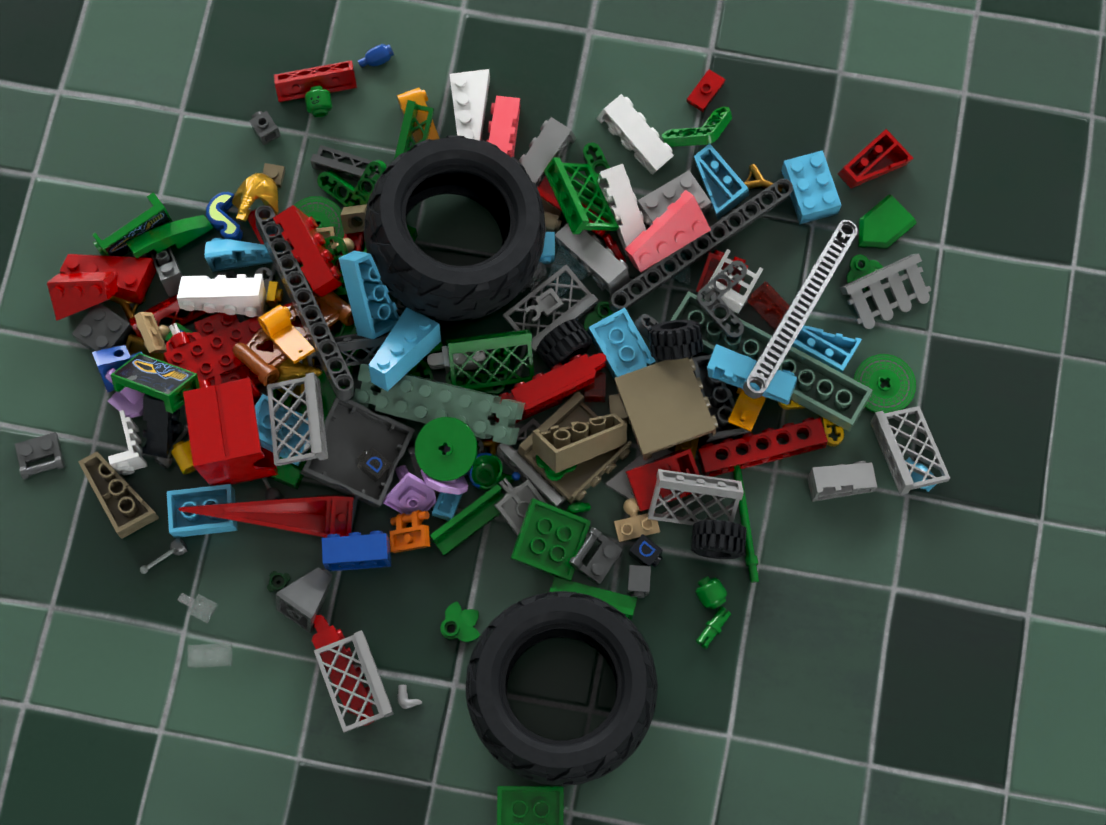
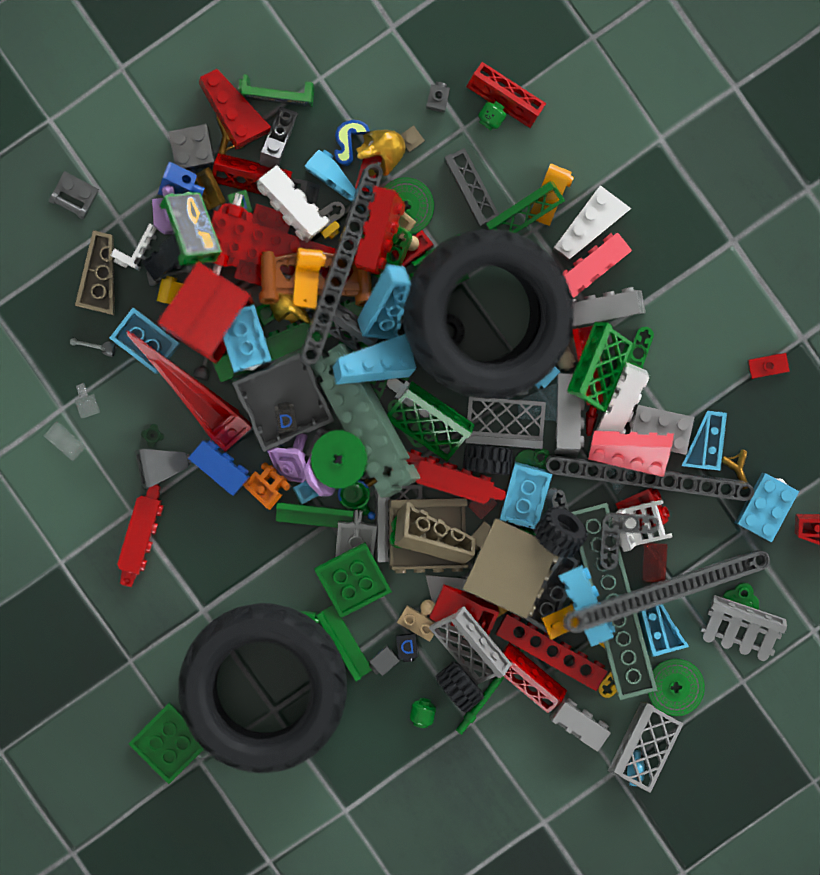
camera: 45 degrees right, 15 degrees up
(80, 291) = (200, 108): red wedge -> none
(152, 333) = (222, 184): tan plate -> none
(164, 236) = (297, 118): green slope -> none
(315, 420) = (270, 359): light grey fence -> none
(347, 215) = (436, 230): dark tan brick -> none
(352, 192) = (455, 212): green beam -> none
(371, 673) = (154, 558): light grey fence -> none
(377, 55) = (566, 117): blue plant -> none
(403, 699) = (160, 591): light grey animal -> none
(462, 621) = (246, 577): green plate -> none
(546, 303) = (505, 418): light grey plate -> none
(578, 507) = (387, 572): green animal -> none
(601, 559) = (372, 623): dark grey plate -> none
(636, 133) = (686, 353): white wedge -> none
(702, 135) = (728, 402): green beam -> none
(713, 627) = (402, 736): green pin -> none
(770, 478) = (534, 677): none -> red fence
(884, 224) = (790, 579): green tile -> none

